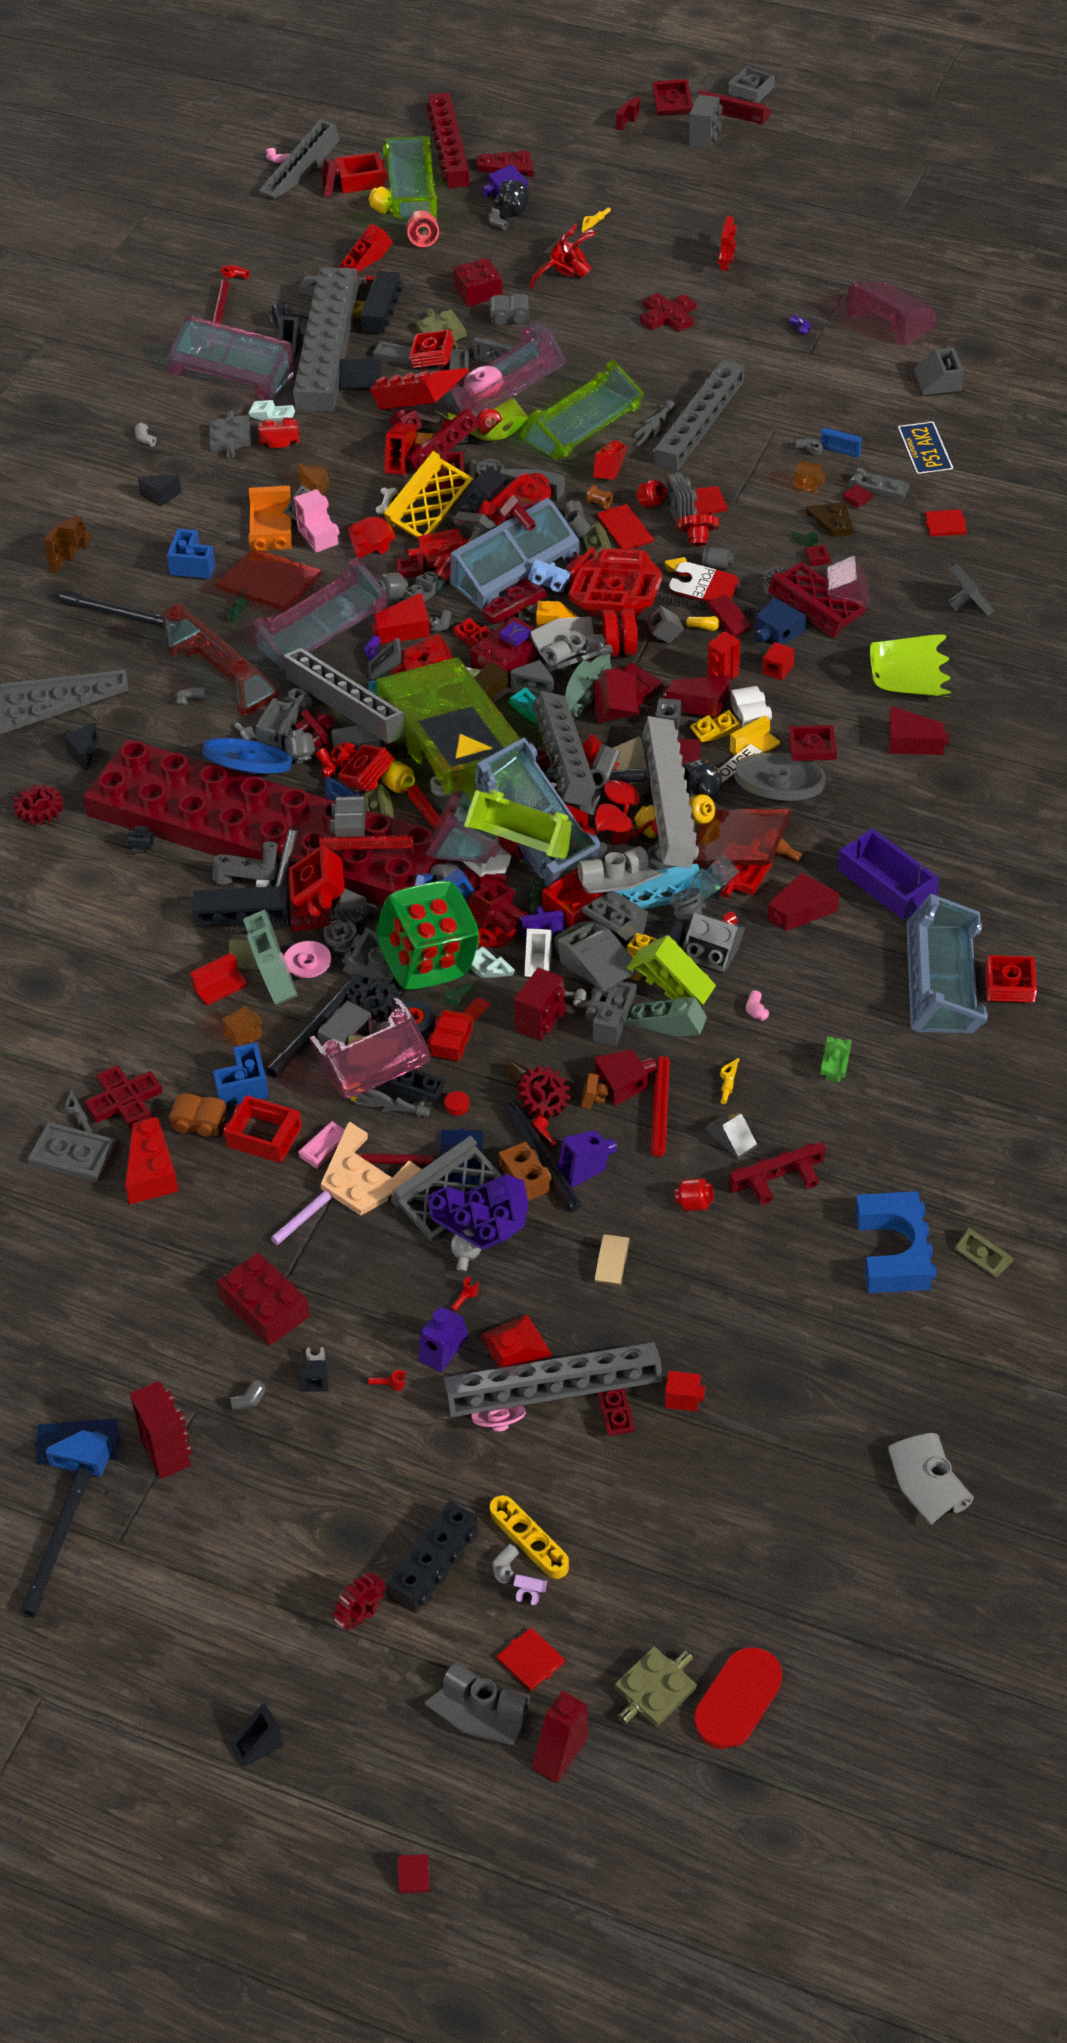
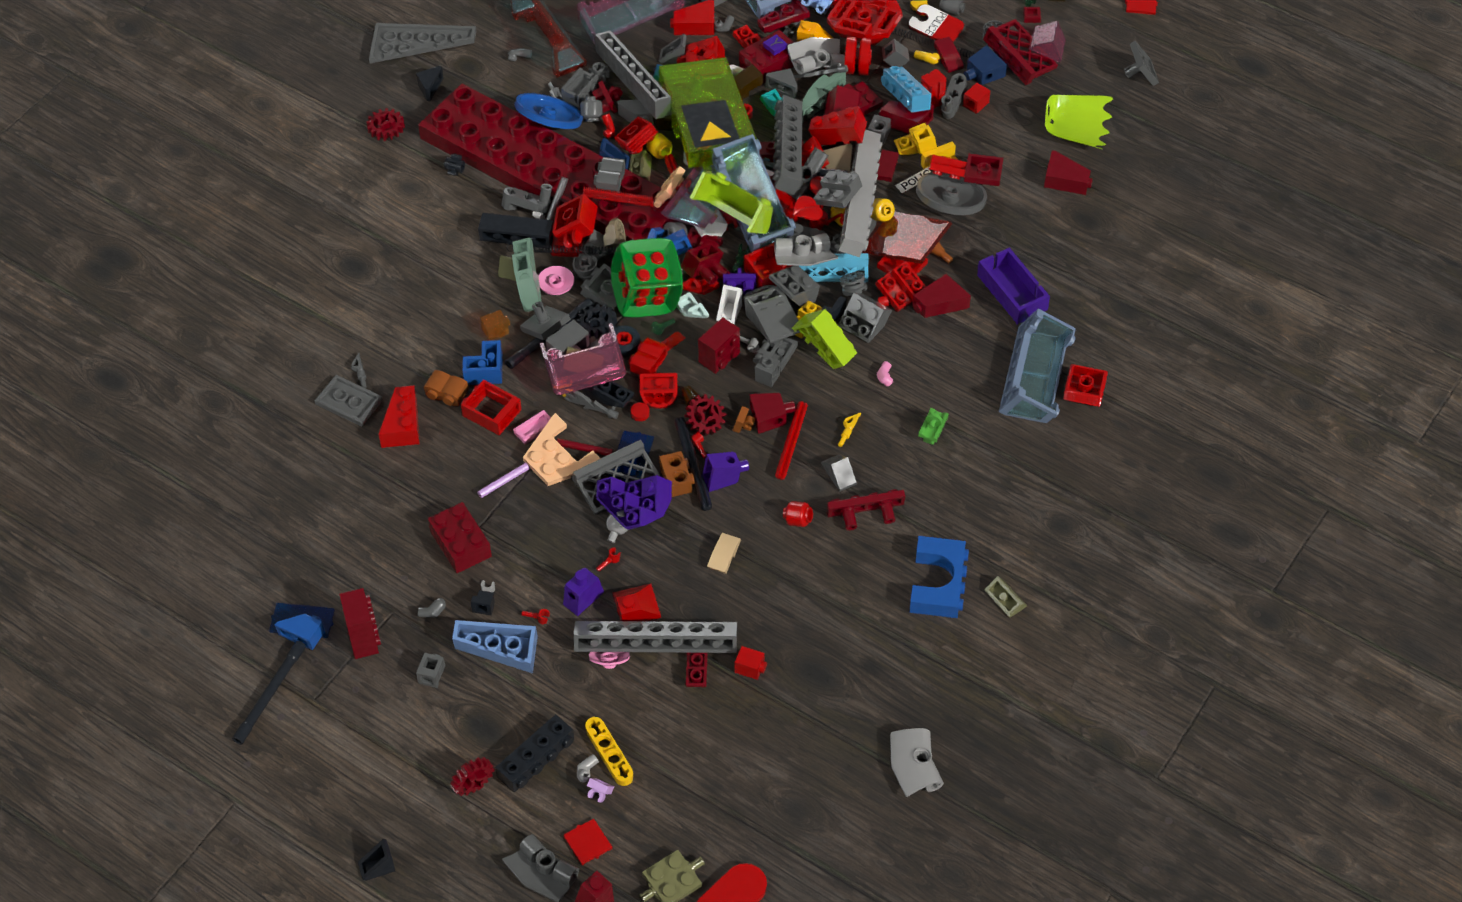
camera: 10 degrees right, 5 degrees up
(123, 1096) = (395, 364): dark red plate -> none
(217, 979) = (486, 285): red panel -> none
(267, 1474) = (430, 670): none -> dark grey brick
(306, 1011) = (544, 321): none -> dark grey tile
(342, 754) = (622, 120): red gear -> none
(348, 1423) = (498, 642): none -> medium blue wedge
(371, 647) = (665, 37): dark purple arm -> none
(371, 890) = (614, 234): none -> dark tan rock
(429, 820) = (668, 187): none -> light nougat plate
(474, 1071) = (658, 389): none -> red slope
(620, 718) = (839, 126): none -> red wedge
(643, 789) = (838, 188): none -> dark grey plate
(672, 1017) = (819, 372): sand green slope -> none
(691, 662) = (906, 89): none -> dark azure brick
(702, 778) = (890, 185): black animal -> none
(713, 878) = (879, 266): clear light blue slope -> none
(728, 716) = (923, 138): none -> yellow brick
(747, 897) = (900, 286): none -> red slope
(749, 705) = (944, 130): white brick -> none
(750, 661) = (957, 86): none -> dark grey beam
(761, 744) = (948, 165): none -> red slope

